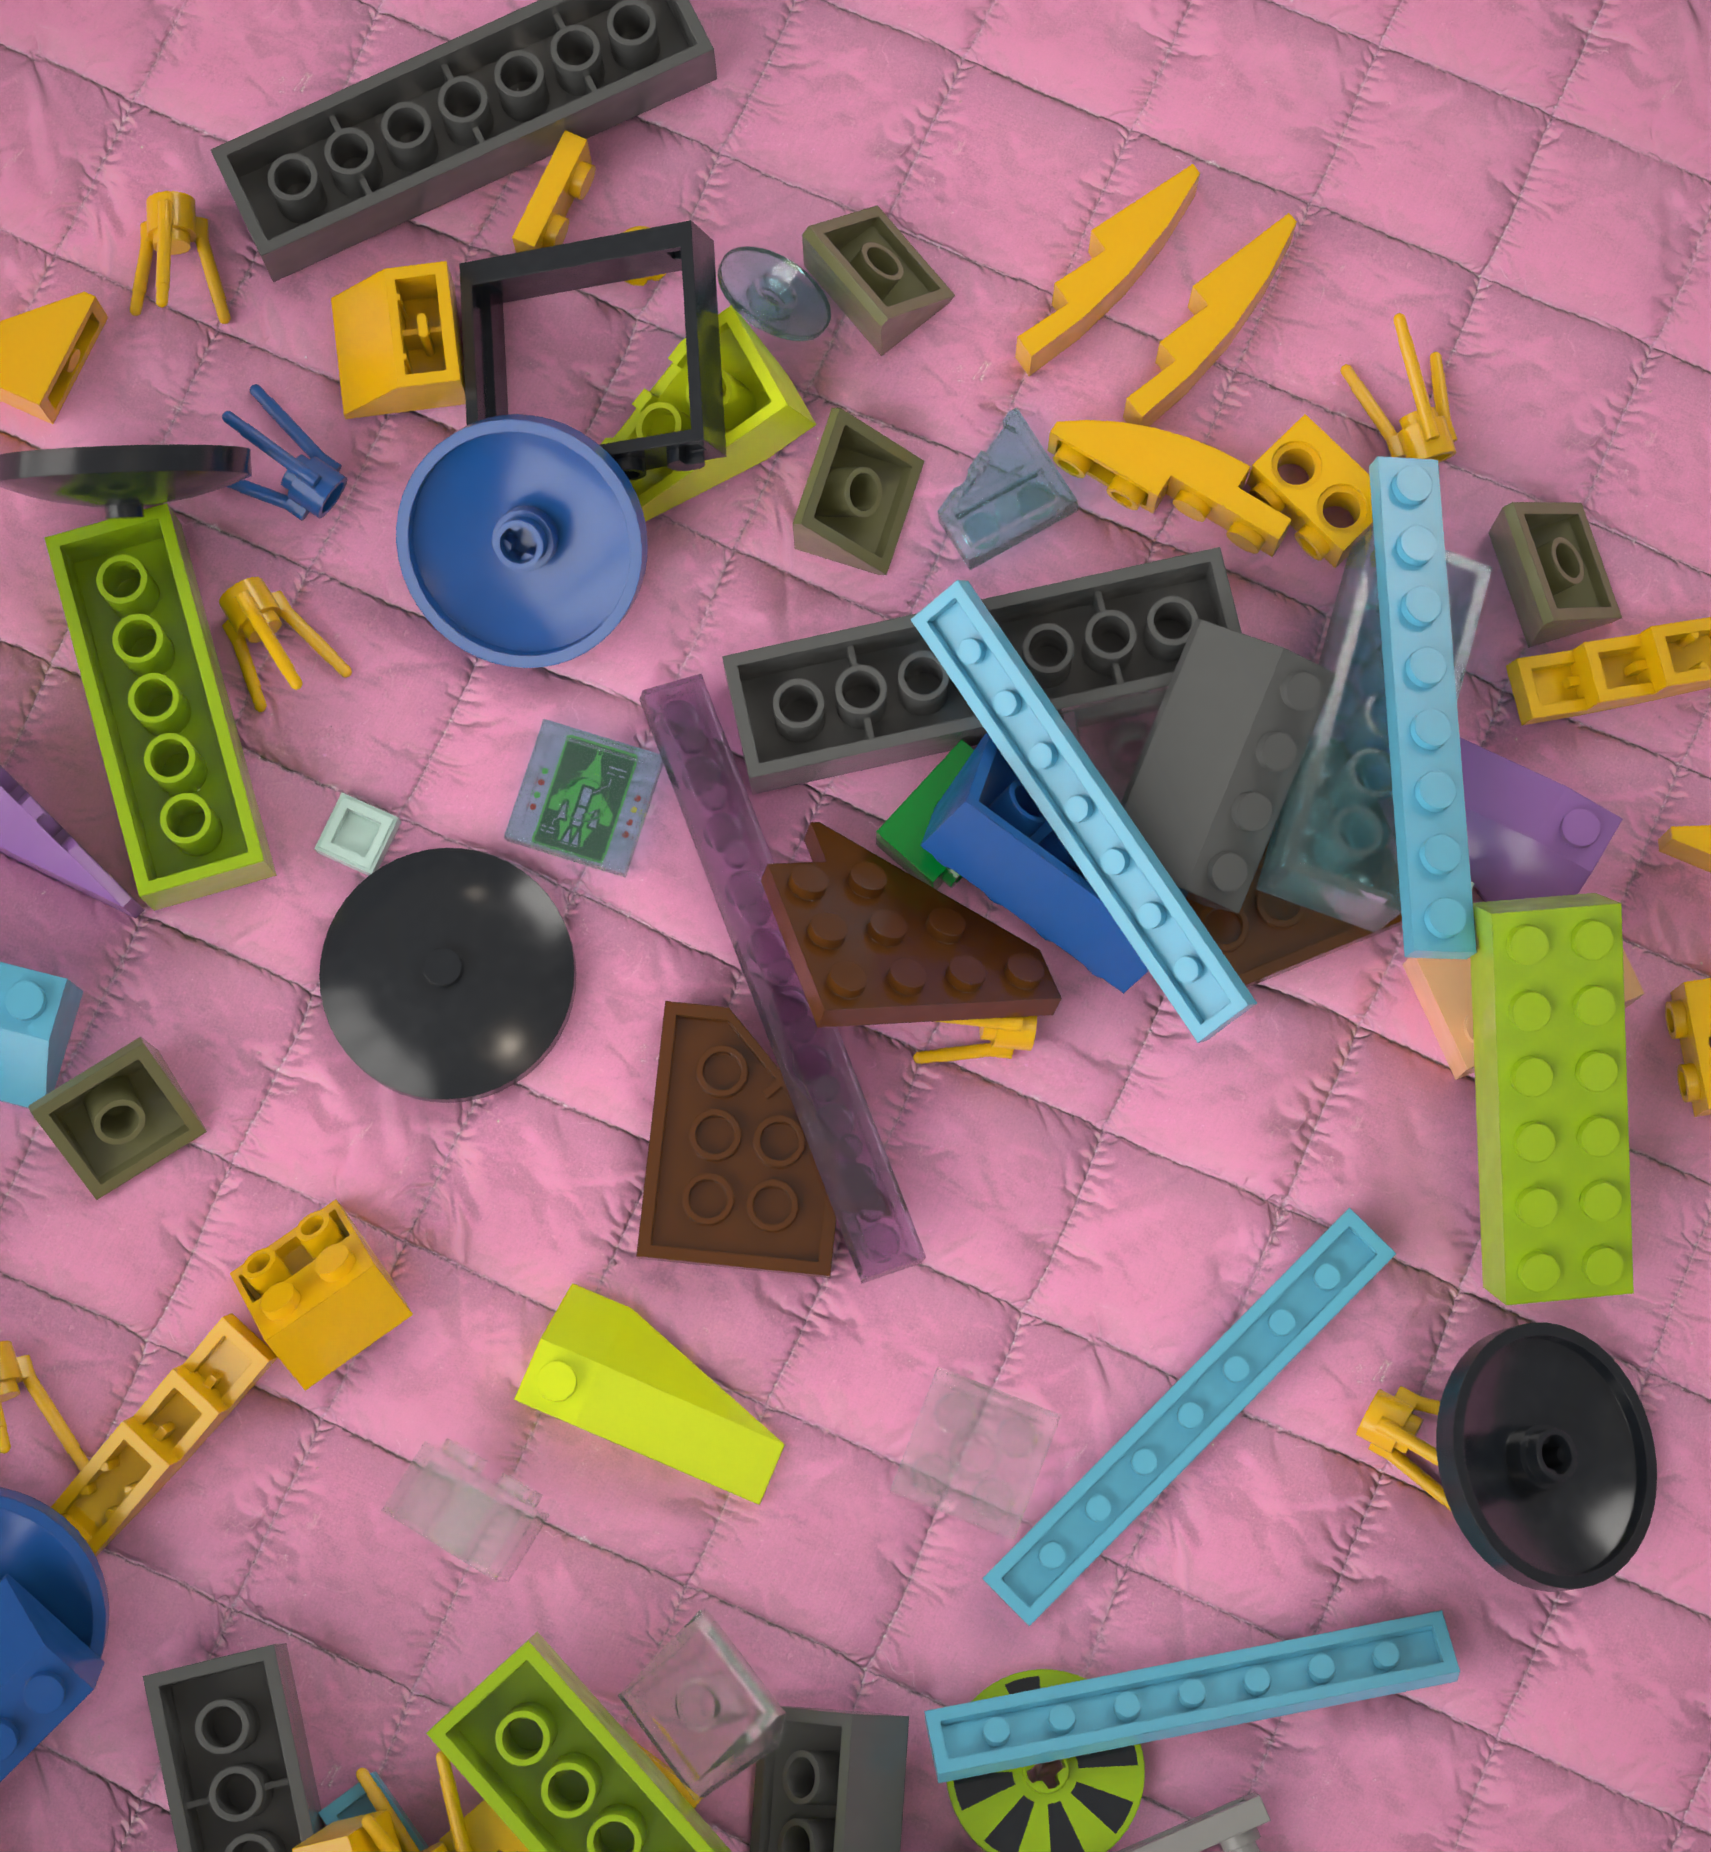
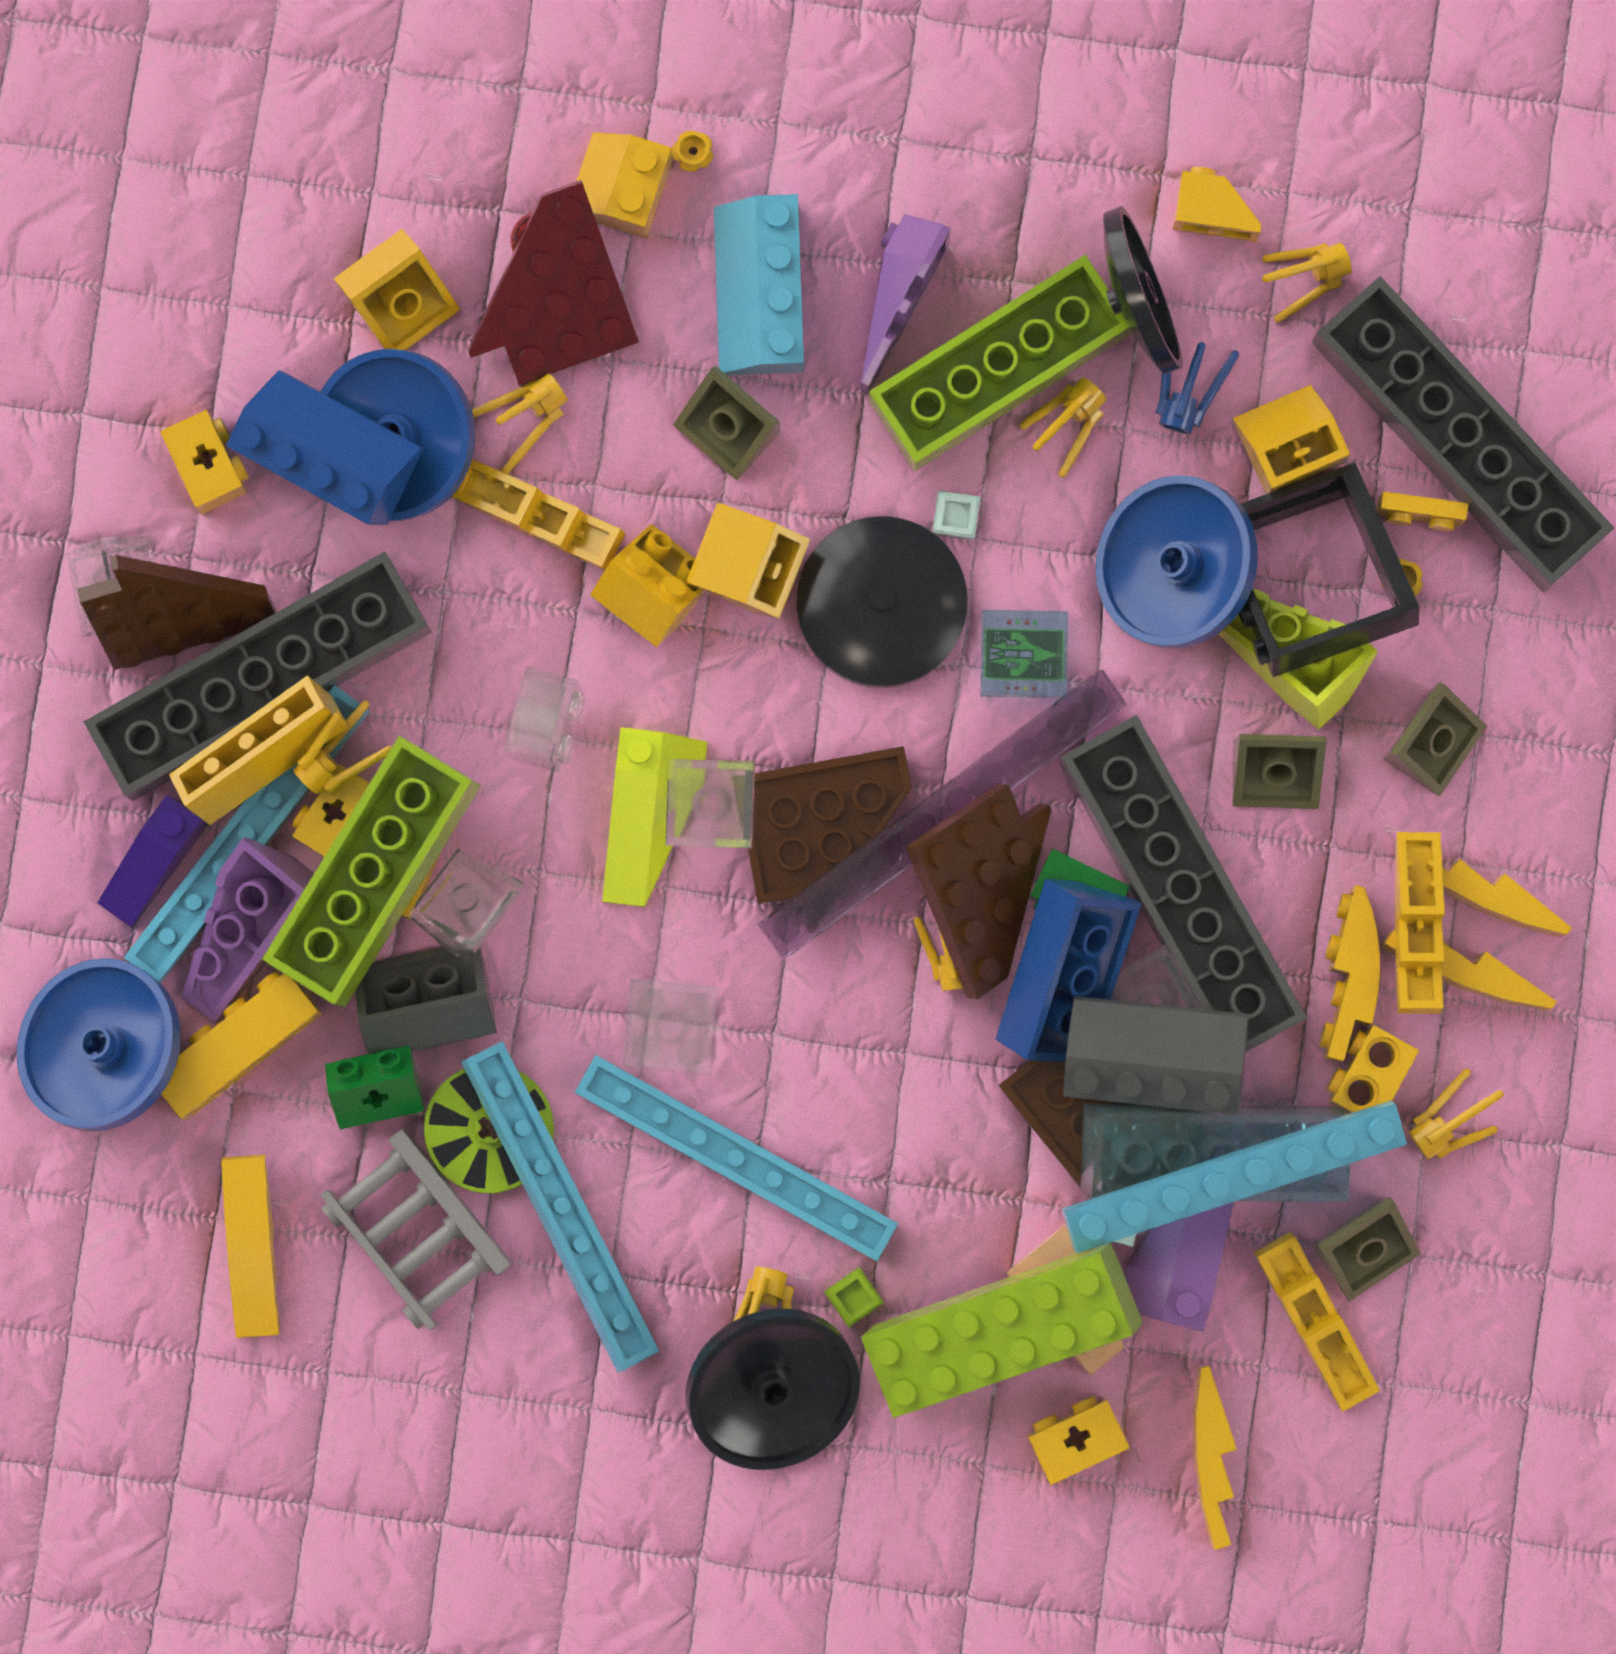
camera: 75 degrees right, 5 degrees up
(329, 1143) = (748, 561): none -> yellow slope
(665, 1300) = (710, 803): none -> clear slope
(774, 293) = (1399, 675): clear light blue dish -> none
(1006, 495) = (1308, 868): clear light blue wing -> none
(1083, 811) = (1098, 975): medium azure plate -> none
(1129, 360) = (1419, 922): none -> yellow slope
(1435, 1304) = (853, 1297): none -> lime tile

